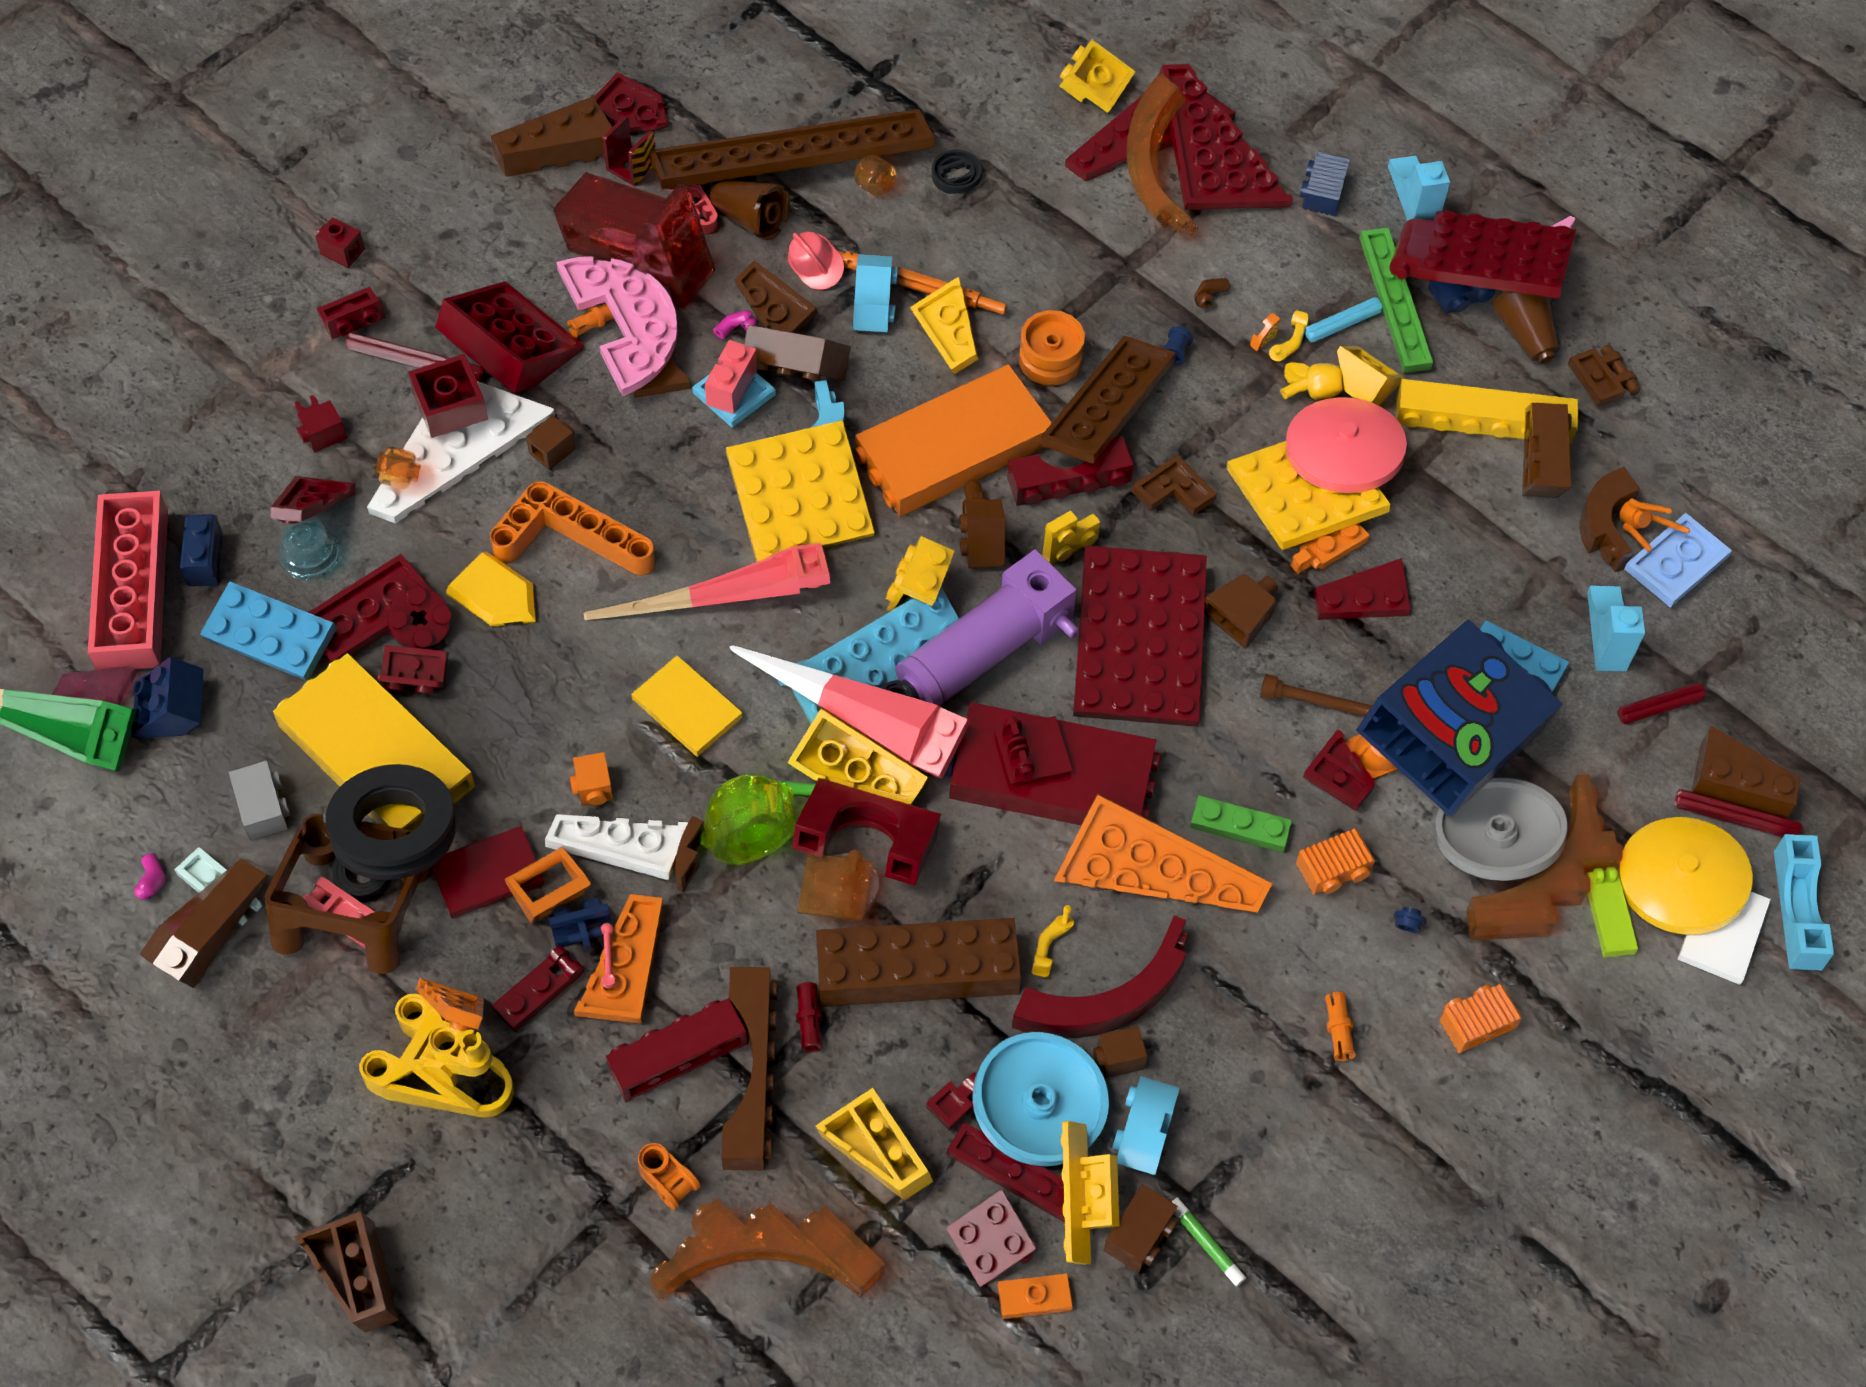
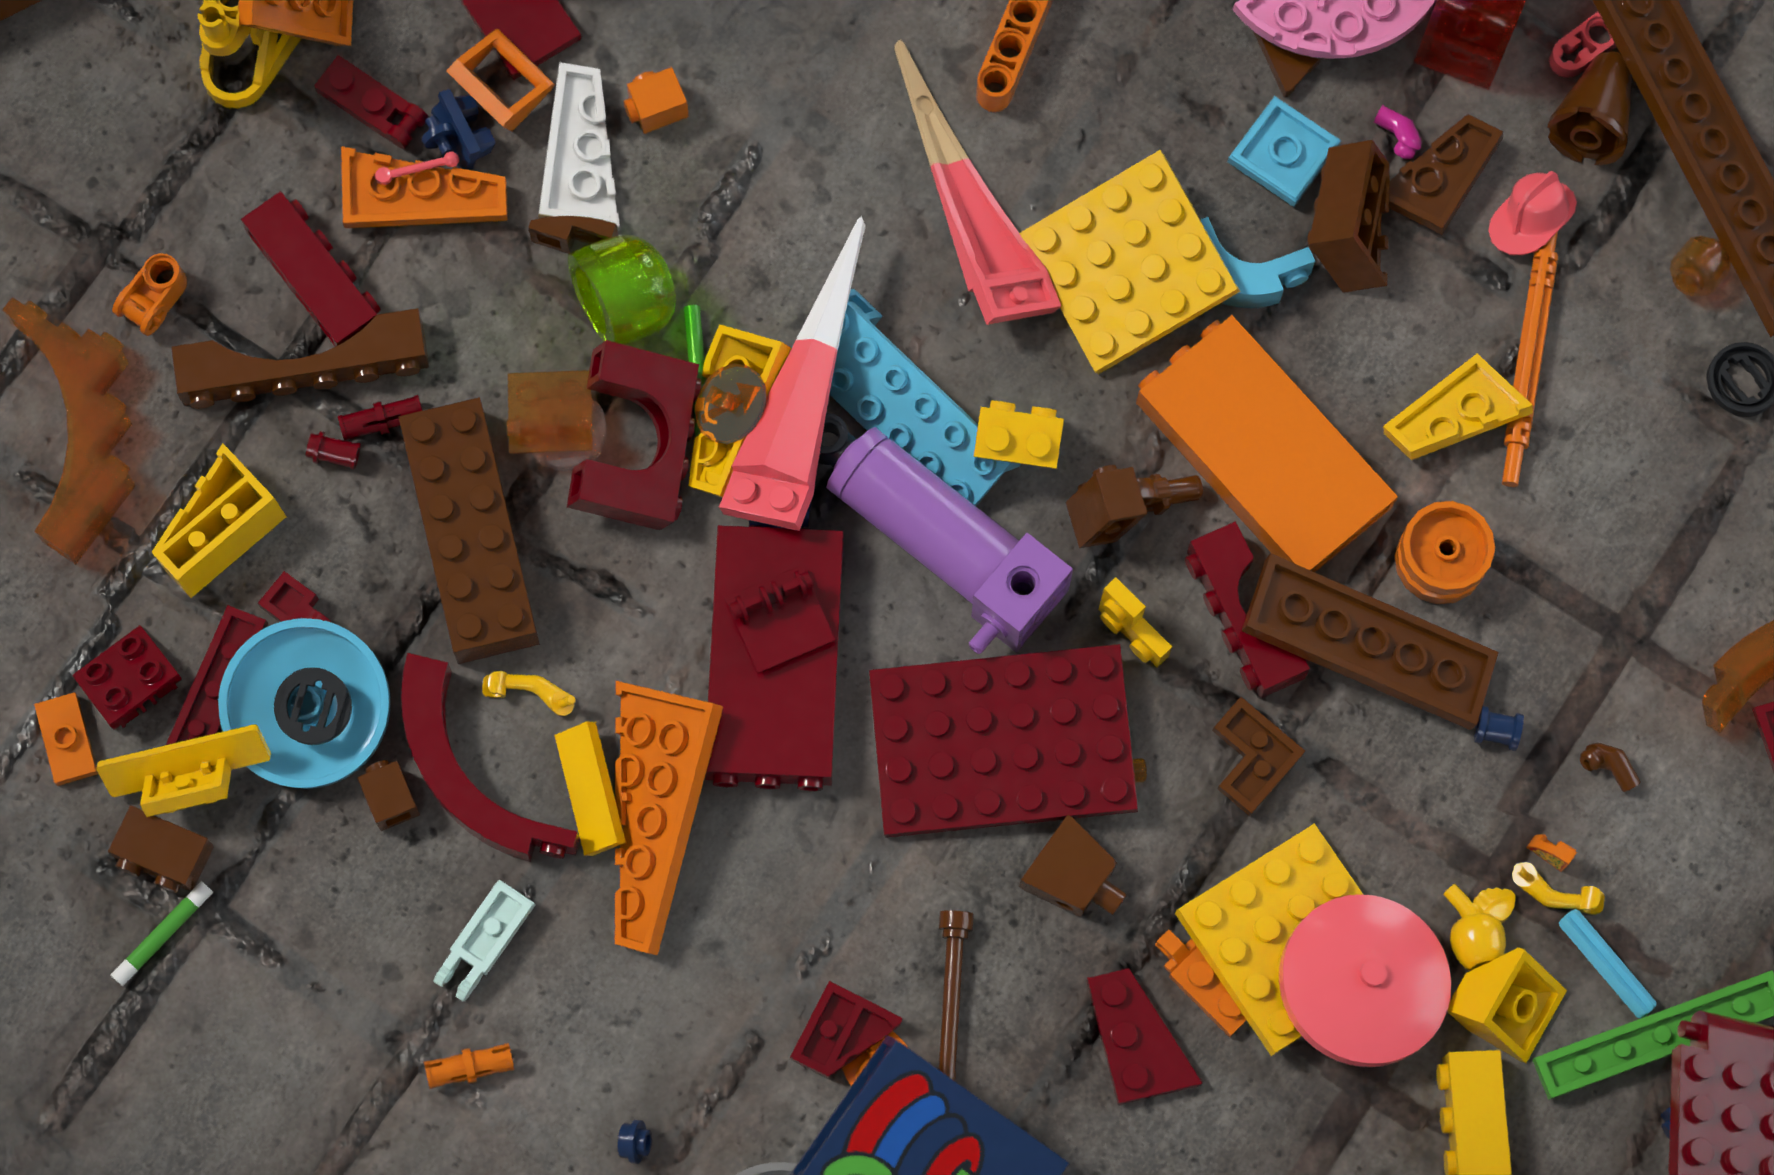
camera: 80 degrees right, 15 degrees up
(687, 706) = (788, 191): yellow tile -> none
(731, 377) = (1287, 139): coral piece -> none
(826, 1063) = (332, 450): none -> dark red pin
(857, 757) = (730, 403): none -> clear orange piece
(872, 293) = (1487, 299): medium azure brick -> none
(1026, 1090) = (318, 734): none -> black piece
(1135, 909) = (590, 788): none -> yellow tile
(1146, 1125) = (291, 836): medium azure brick -> none
(1240, 824) = (743, 909): bright green plate -> none
(1242, 1001) = (485, 936): none -> light aqua hinge
(1335, 862) = (701, 1035): orange brick -> none

